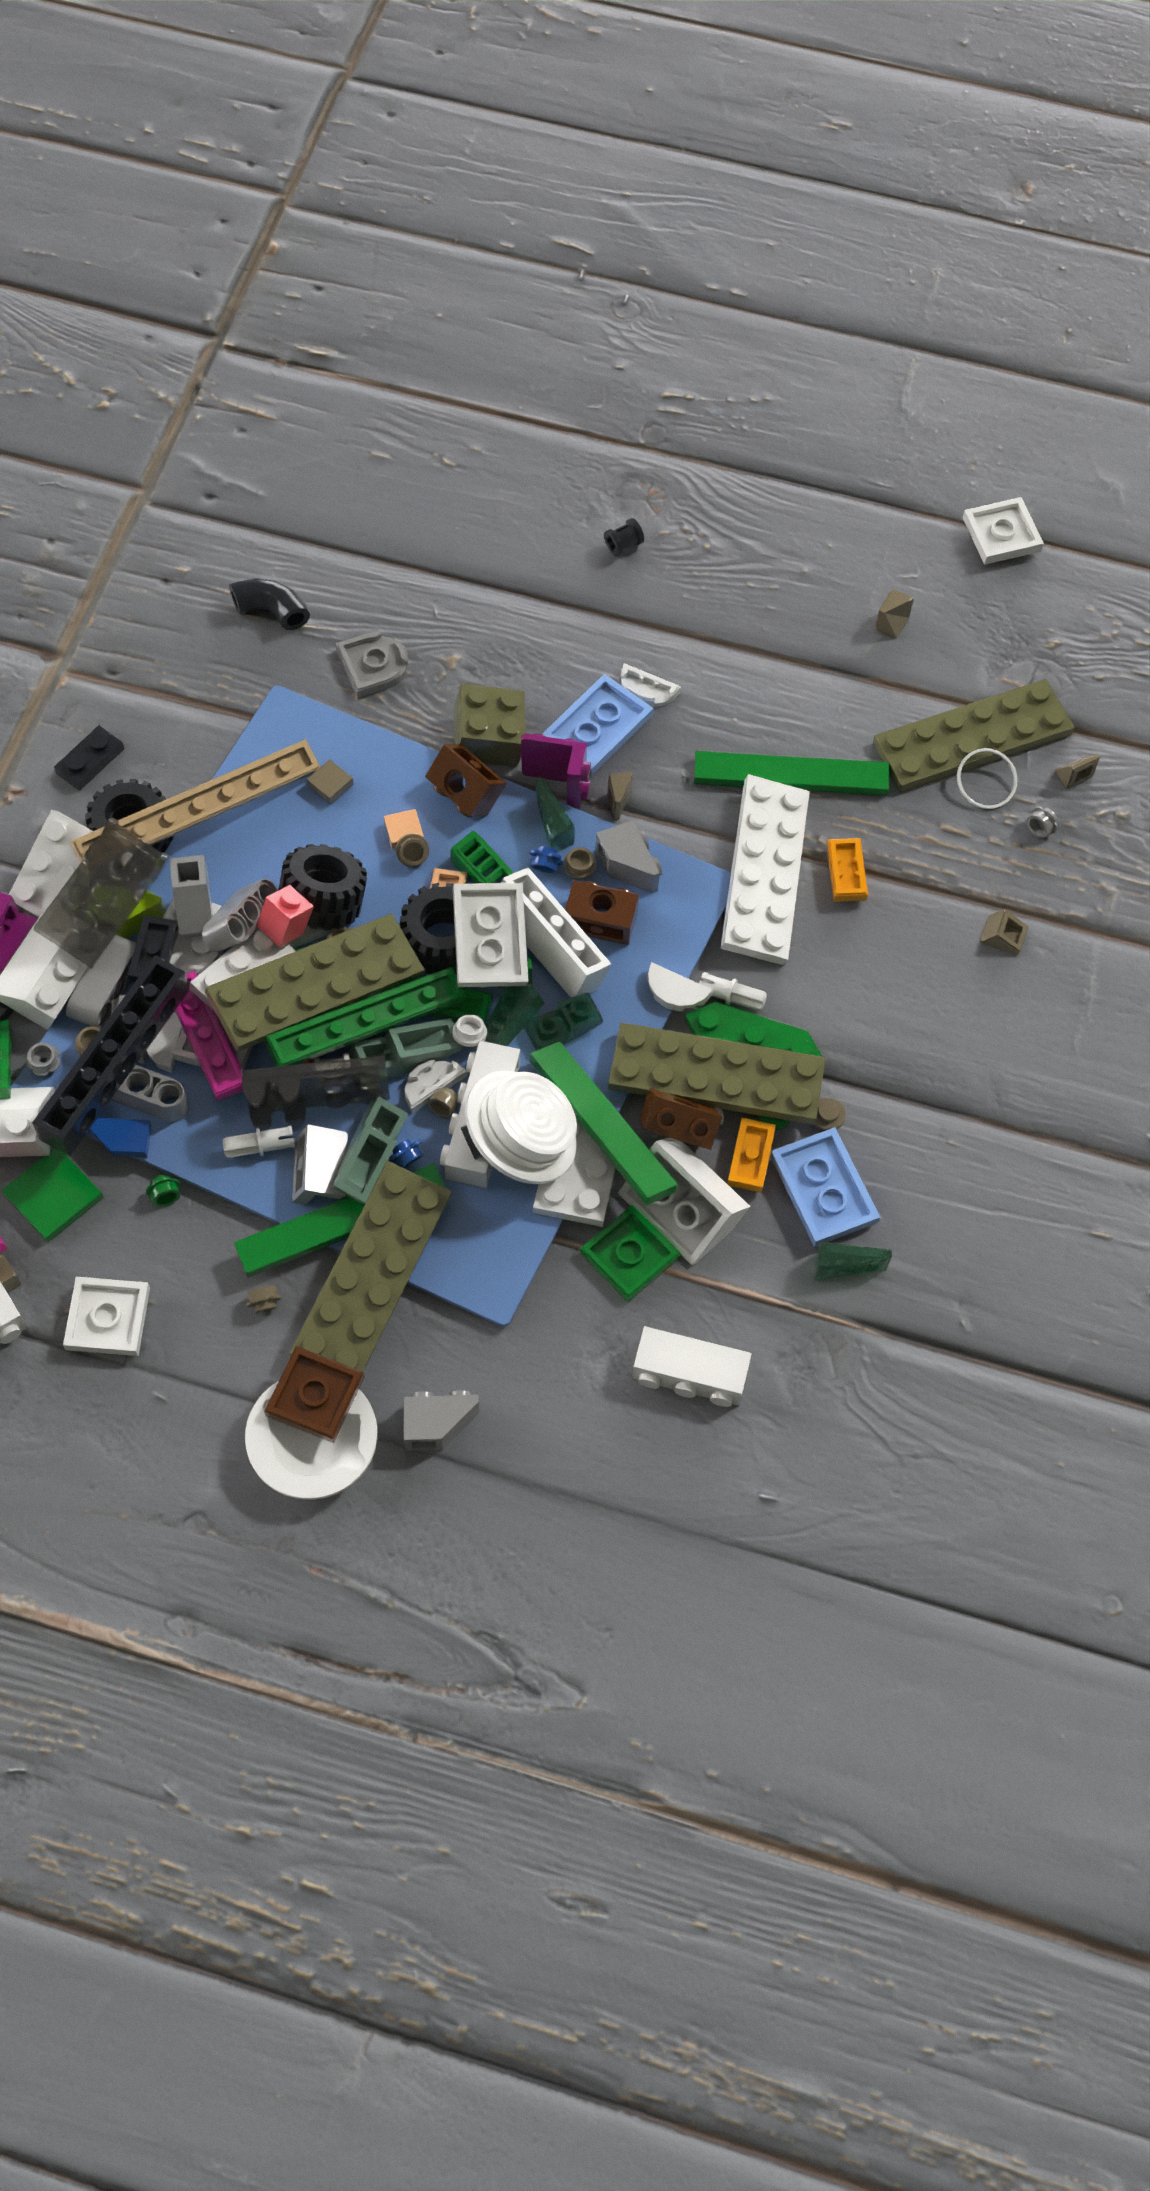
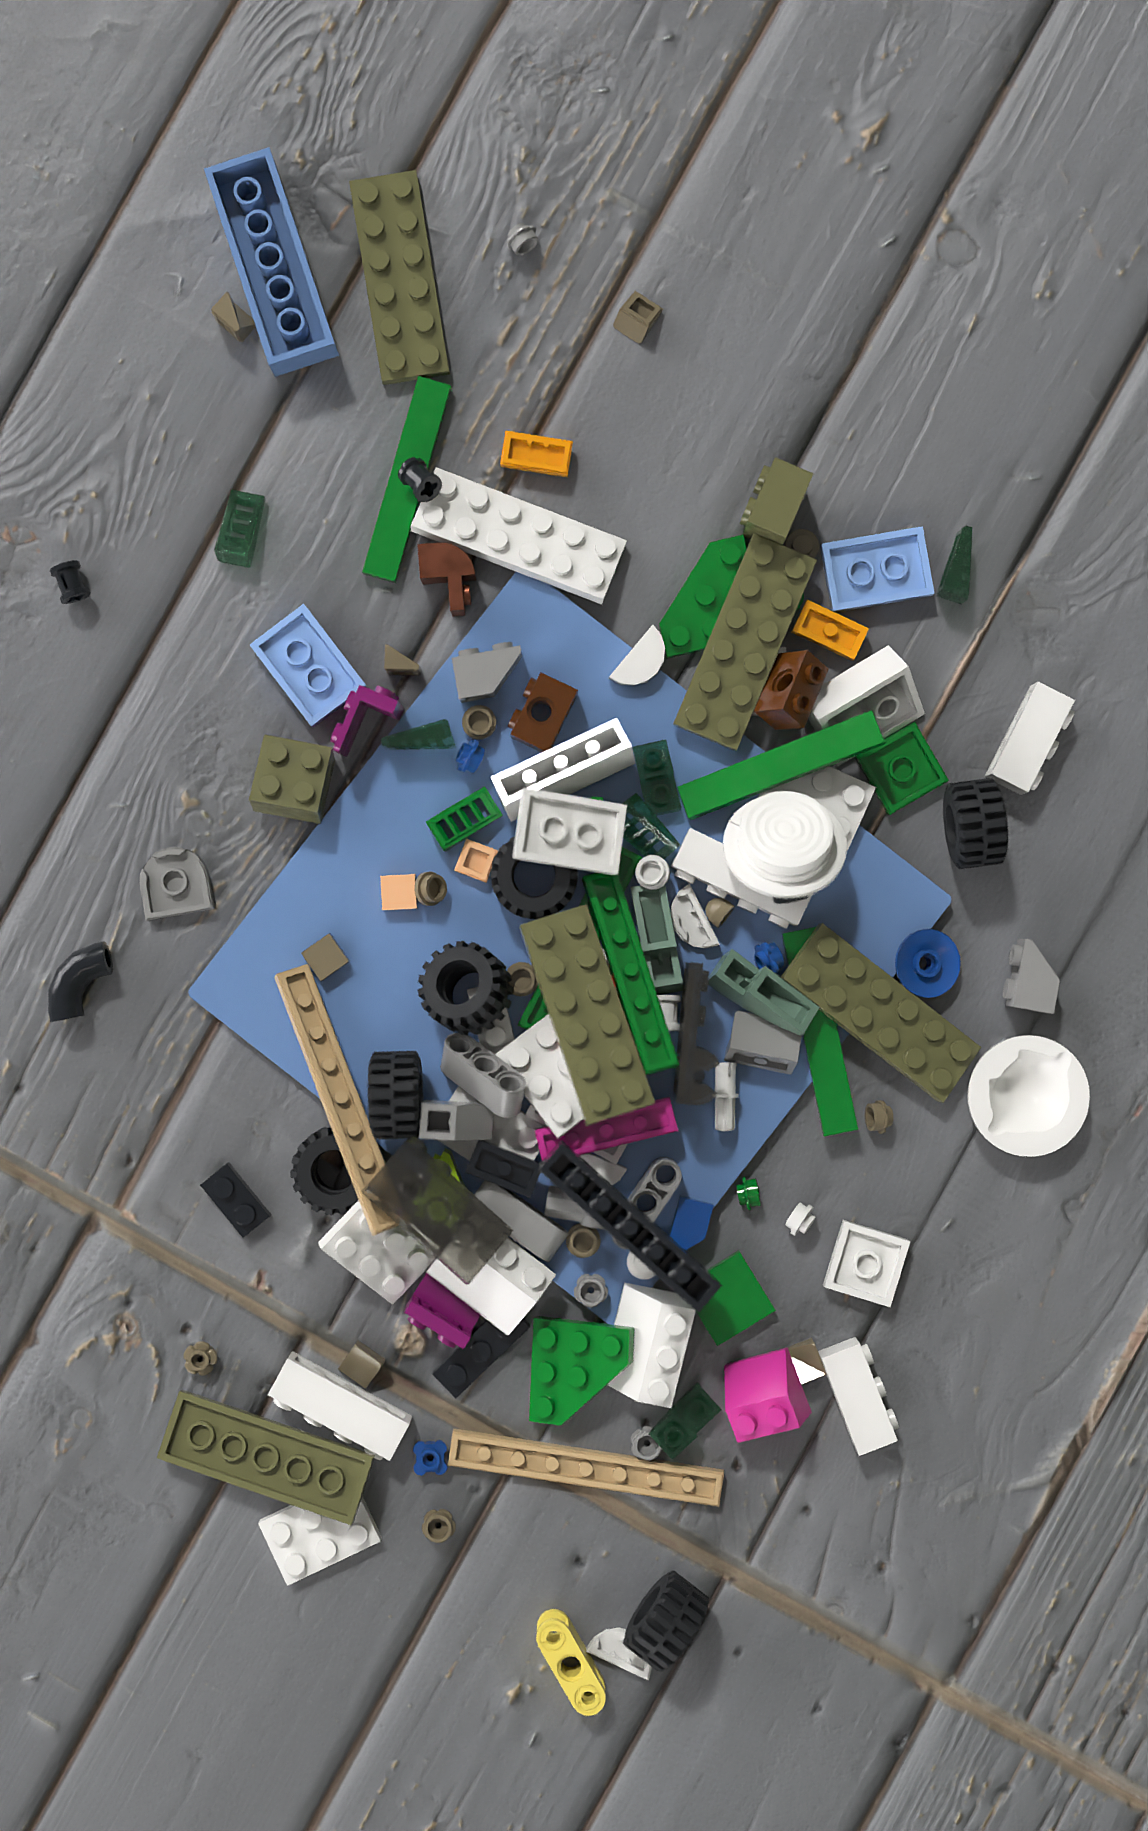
camera: 75 degrees left, 25 degrees up
(144, 1242) = (800, 1219): none -> white plate
(213, 832) = (395, 1094): none -> black tyre
(284, 916) = (503, 1032): coral brick -> none
(314, 1394) = (995, 1086): reddish brown tile -> none
(428, 1292) = (941, 966): none -> blue dish
(481, 785) = (362, 818): reddish brown brick -> none
(587, 1315) = (975, 823): none -> black tyre
(648, 687) = (269, 604): white tile -> none
(690, 659) = (235, 549): none -> clear green slope
(717, 818) = (447, 565): none -> copper brick
(734, 992) = (651, 604): white axle -> none
(792, 770) = (424, 484): none -> black bush
(860, 1071) = (779, 498): none -> olive brick
(950, 629) = (271, 262): none -> medium blue brick
(1003, 530) = (146, 167): white plate -> none
(1003, 757) = (438, 300): white piece -> none
(1077, 770) = (464, 184): dark tan slope -> none

